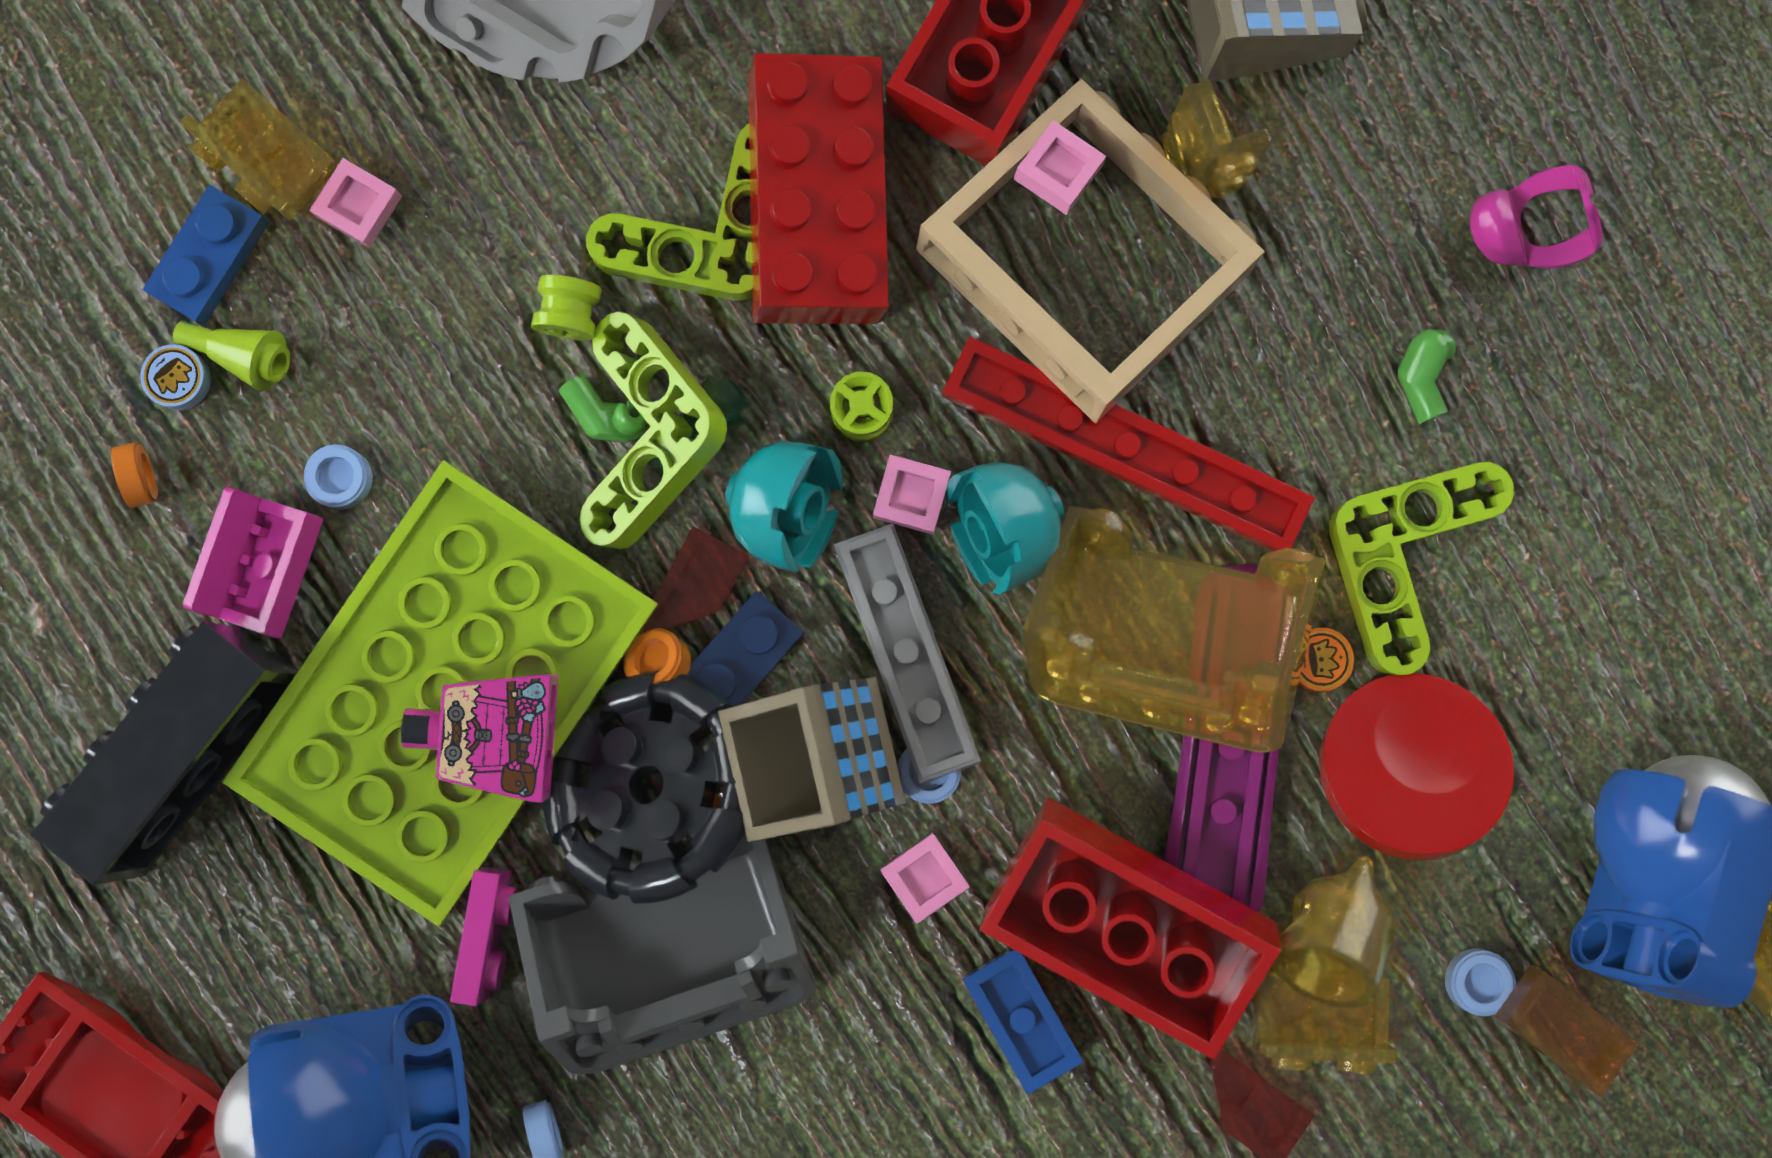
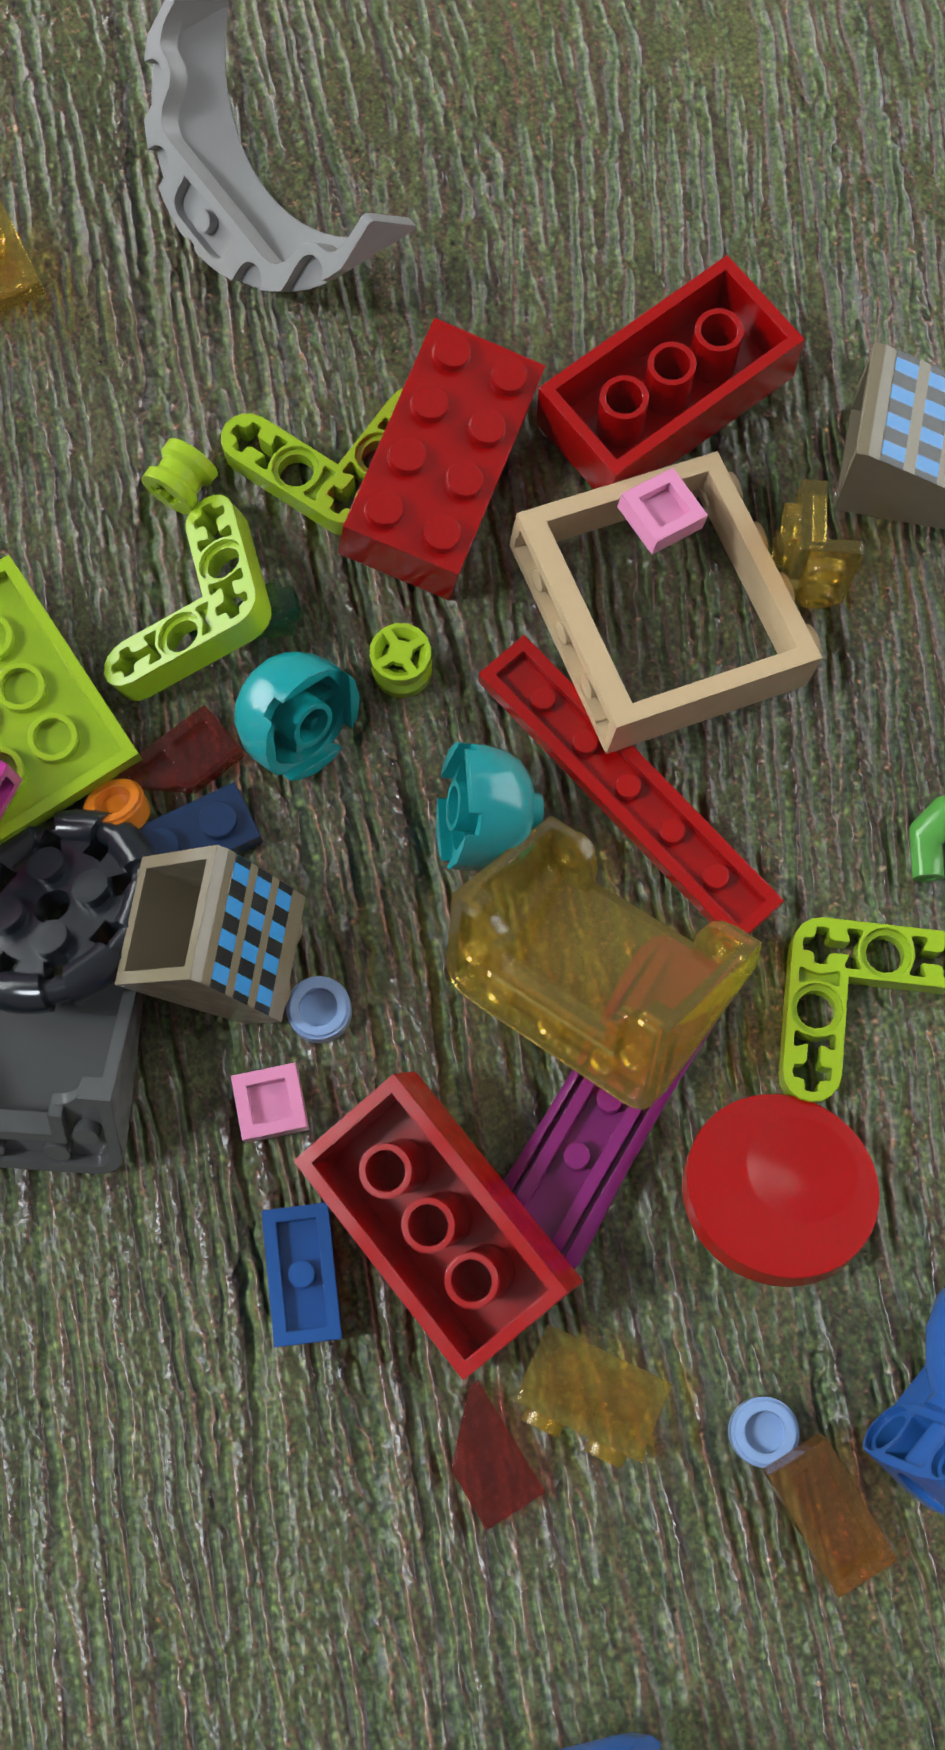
camera: 25 degrees right, 10 degrees down
(356, 203) = (42, 325): bright pink plate -> none
(602, 419) = (162, 578): bright green arm -> none
(907, 654) = (344, 895): light grey tile -> none
(911, 494) = (411, 753): bright pink plate -> none
(1326, 661) = (730, 1056): tile -> none
(1338, 939) = (636, 1318): clear yellow piece -> none

